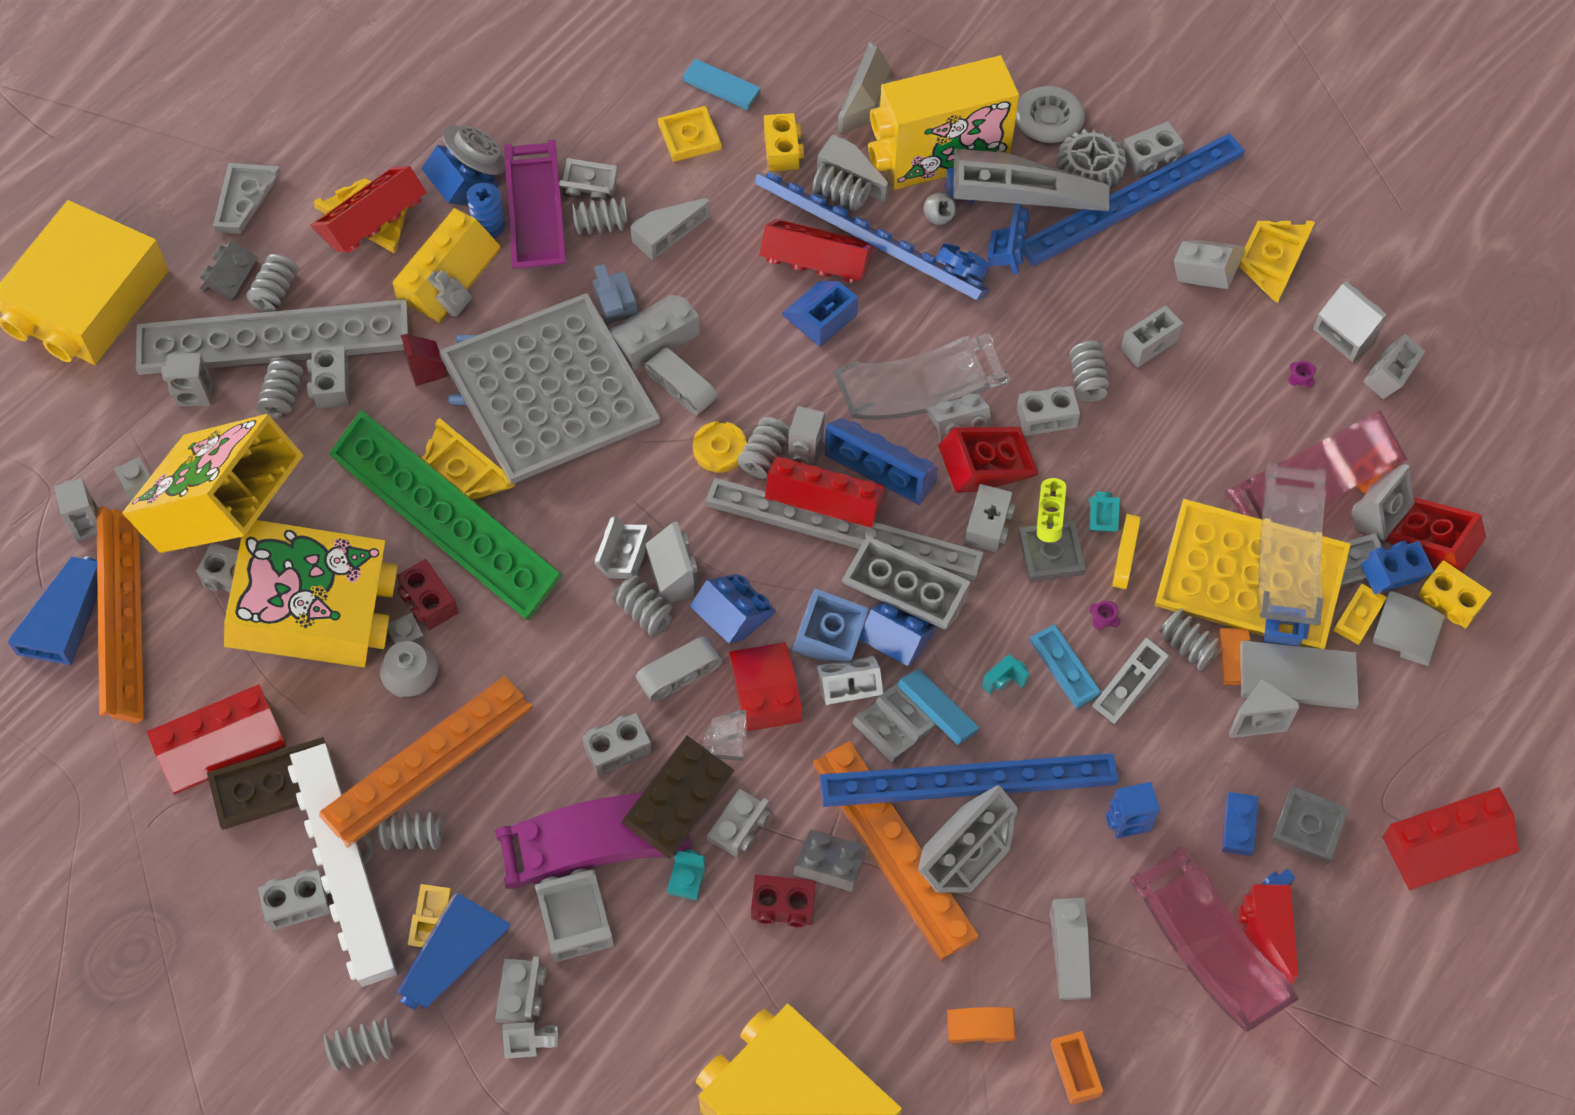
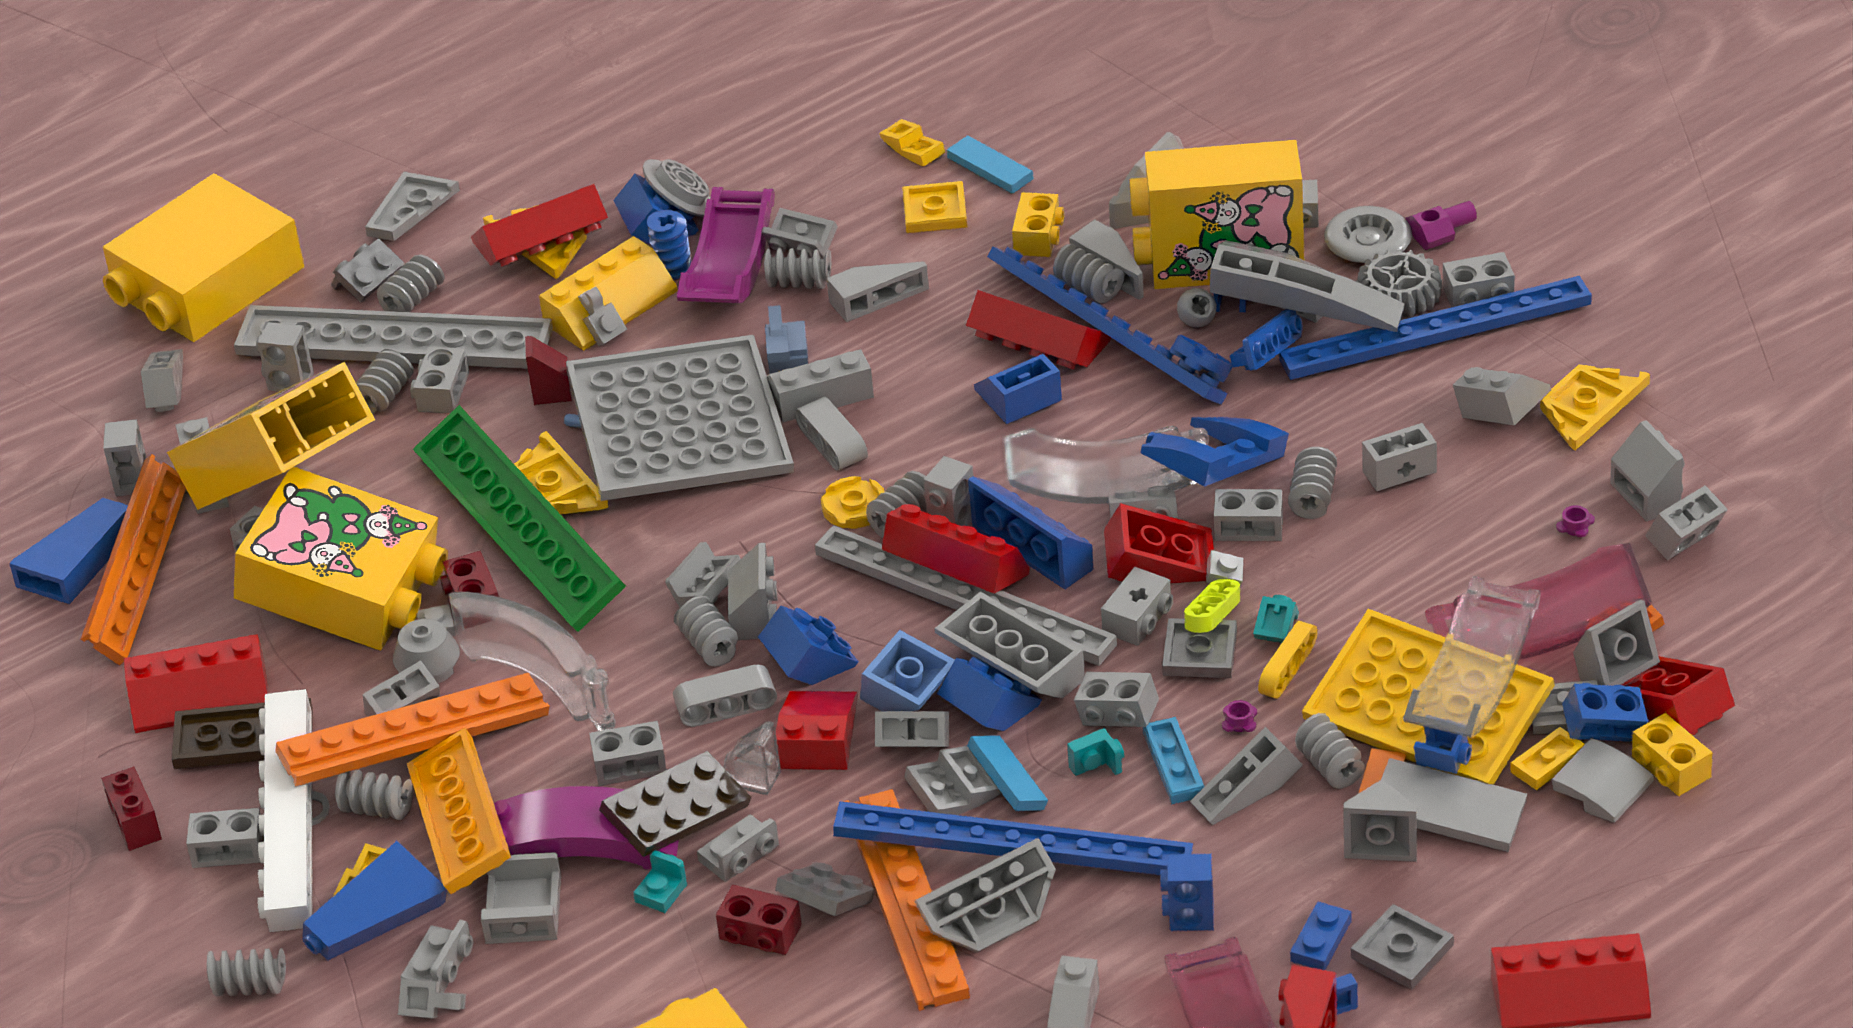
camera: 20 degrees right, 20 degrees down
(82, 412) = (163, 379): none -> light grey slope
(200, 885) = (131, 808): none -> dark red brick
(405, 725) = (401, 690): none -> light grey brick
(495, 841) = (458, 811): none -> light orange plate
(511, 652) = (537, 645): none -> clear windscreen
(647, 70) = (910, 143): none -> yellow slope
(1005, 374) = (1246, 447): none -> blue wedge
(1006, 612) = (1116, 699): none -> light grey brick
(1045, 467) = (1224, 567): none -> plate
(1100, 97) = (1437, 225): none -> magenta piece

